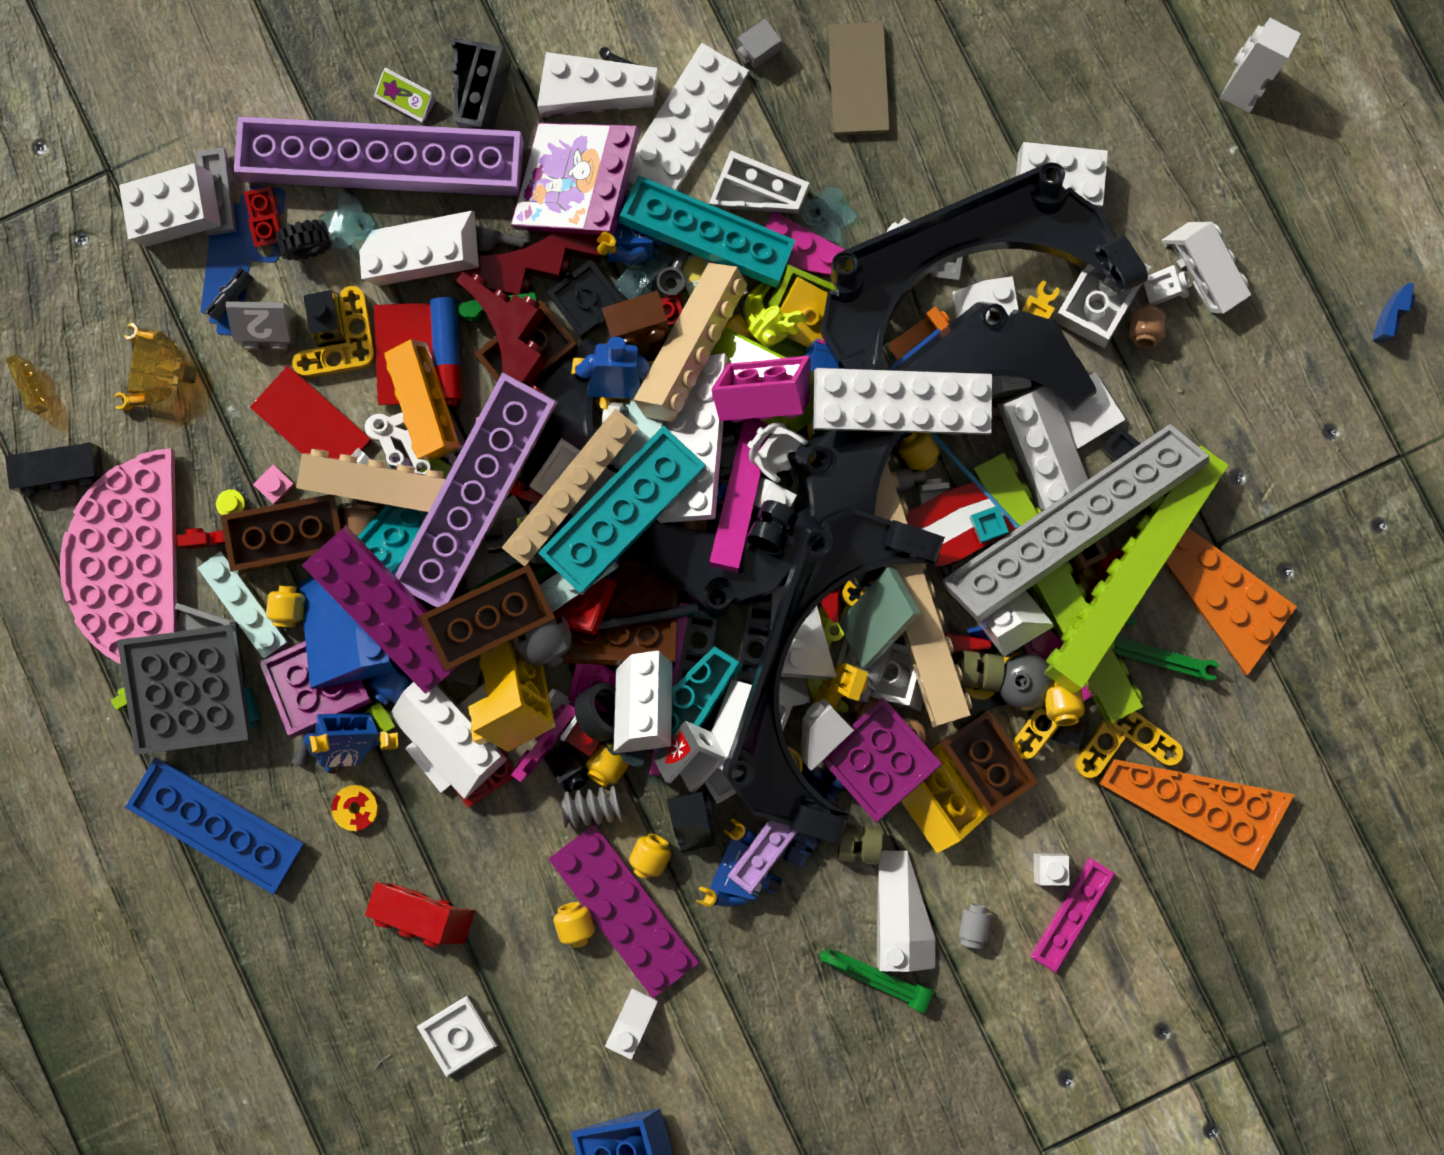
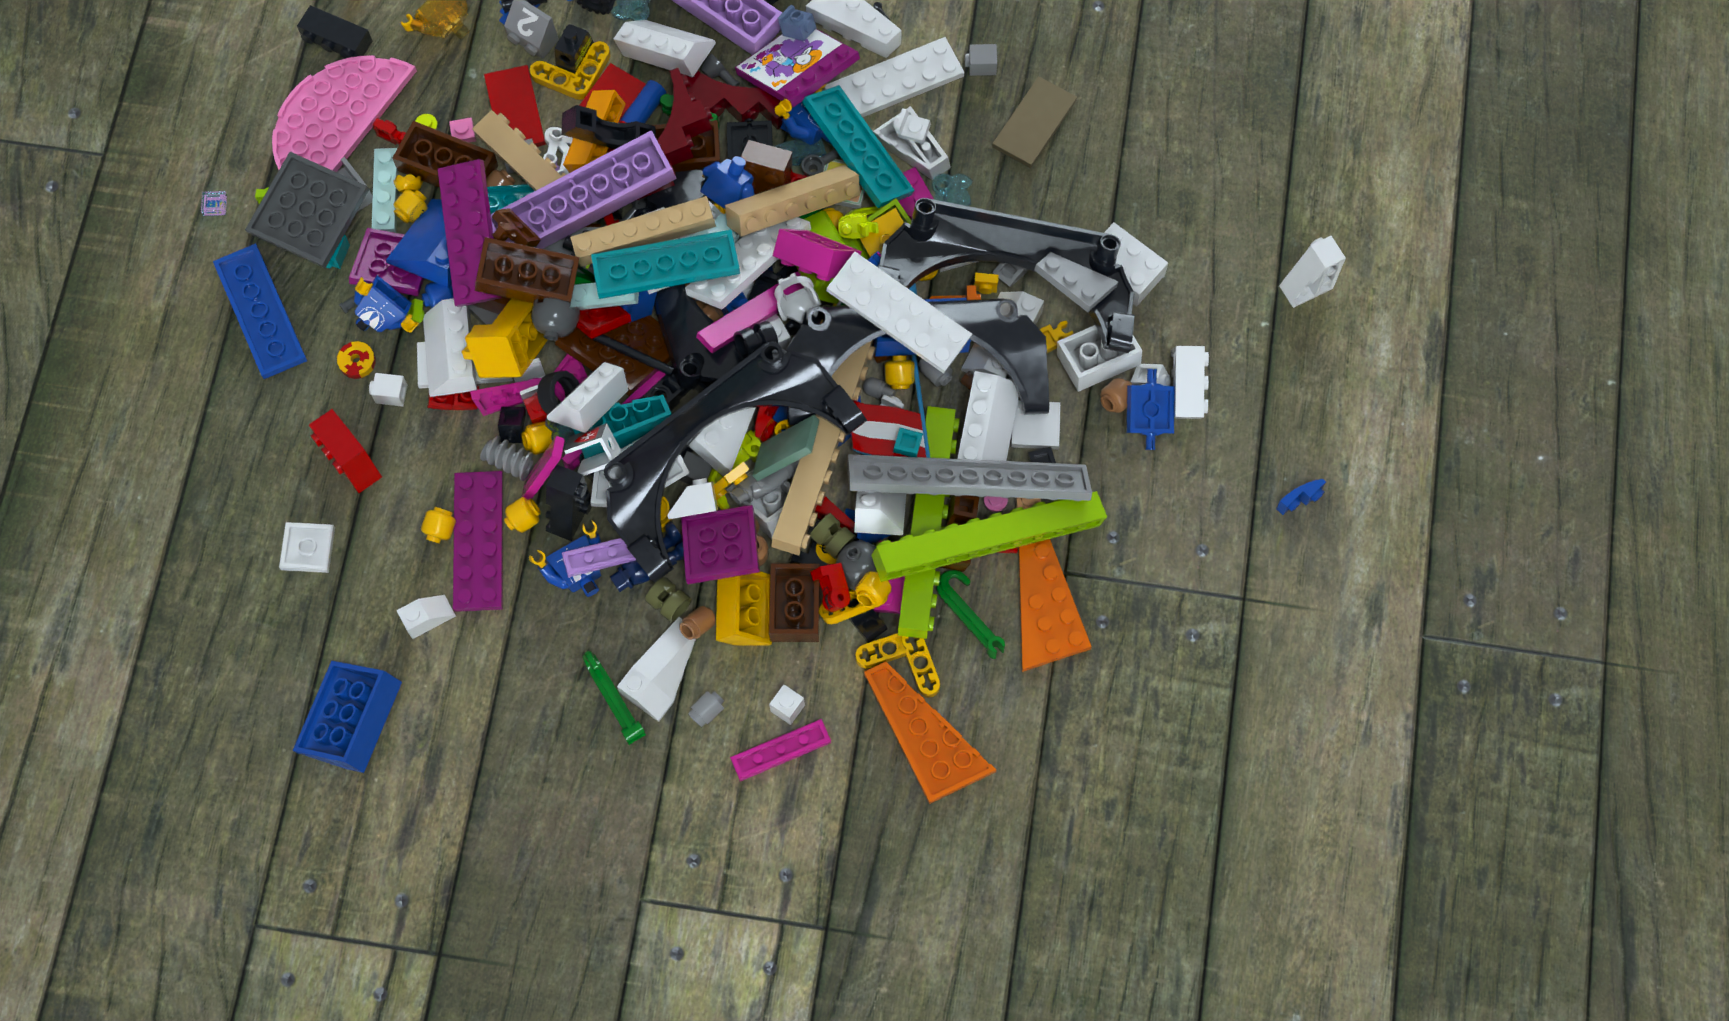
camera: 35 degrees right, 15 degrees down
(73, 740) = (214, 203): none -> clear light blue tile
(264, 584) = (408, 182): none -> yellow plate
(414, 818) = (388, 389): none -> white brick
(430, 402) = (586, 126): none -> black arch
(436, 579) = (514, 228): none -> reddish brown hinge
(542, 132) = (796, 23): none -> sand blue brick
(647, 805) = (543, 468): none -> dark pink tile
(751, 174) = (911, 127): none -> white bracket
(906, 847) = (697, 622): none -> medium nougat brick
(935, 293) = (986, 283): none -> yellow plate
(1021, 725) = (833, 586): none -> red leg
(1038, 237) = (1075, 281): none -> light grey wing
(1193, 321) = (1150, 409): none -> blue plate

